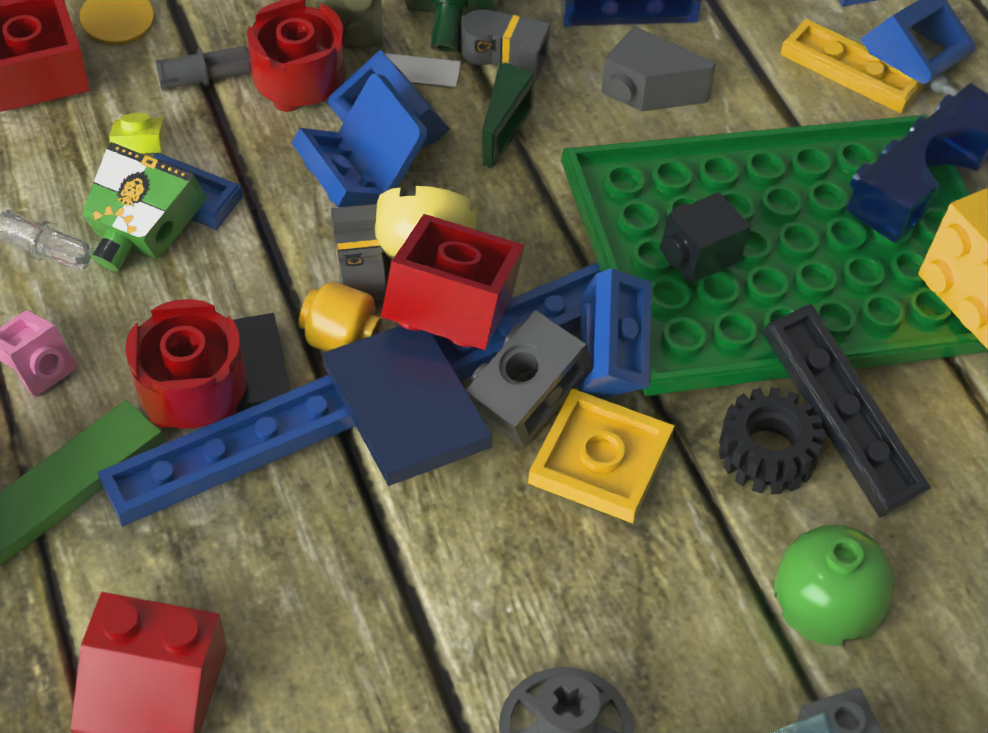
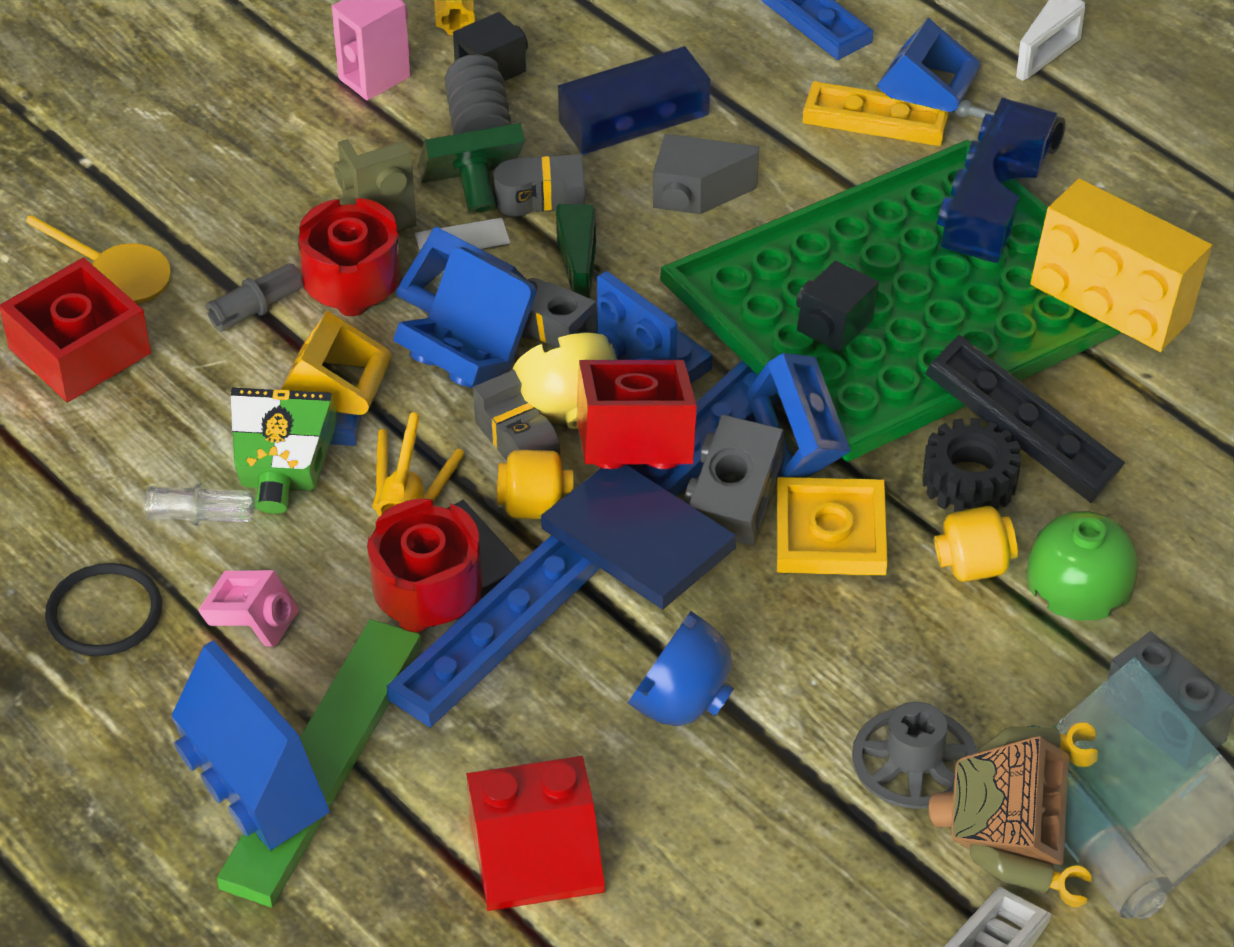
camera: 20 degrees left, 5 degrees down
(139, 133) = (229, 373): neon yellow plate -> none
(225, 286) = (402, 483): none -> yellow plant
(240, 127) = (339, 344): none -> yellow tile
(373, 562) = (687, 676): none -> blue cylinder
(452, 164) = (559, 313): none -> dark grey leg
(522, 213) = (643, 330): none -> blue bracket
(733, 523) = (976, 543): none -> yellow head

